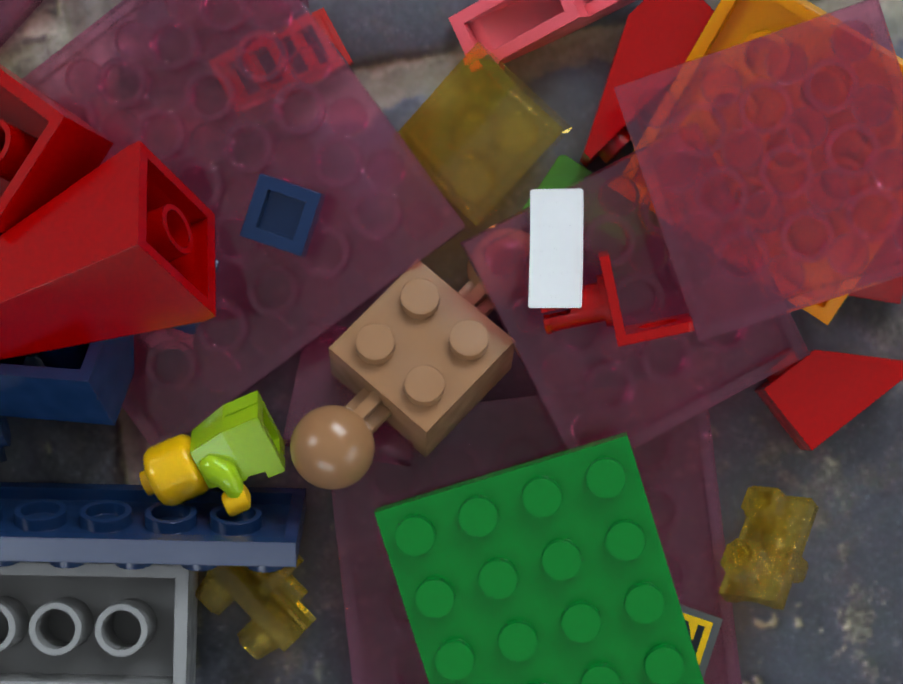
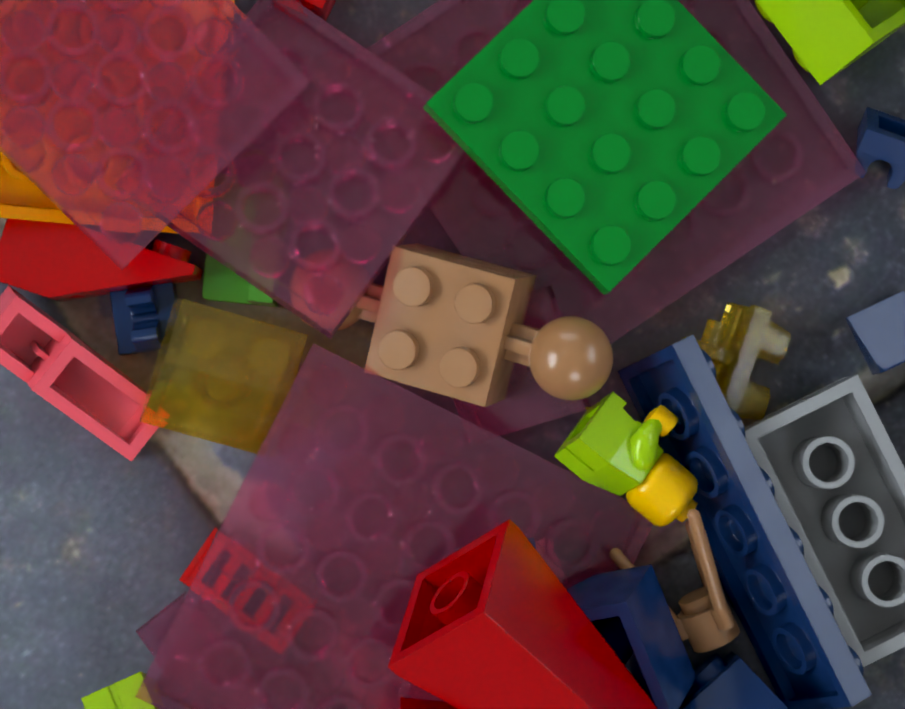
camera: 115 degrees left, 0 degrees up
(51, 453) = (704, 612): none -> medium nougat plant
(282, 215) = (387, 510): dark blue plate -> none
(556, 248) = (293, 248): white sticker -> none
(571, 91) = (142, 317): none -> dark blue tile
(602, 304) = (321, 183): red bracket -> none

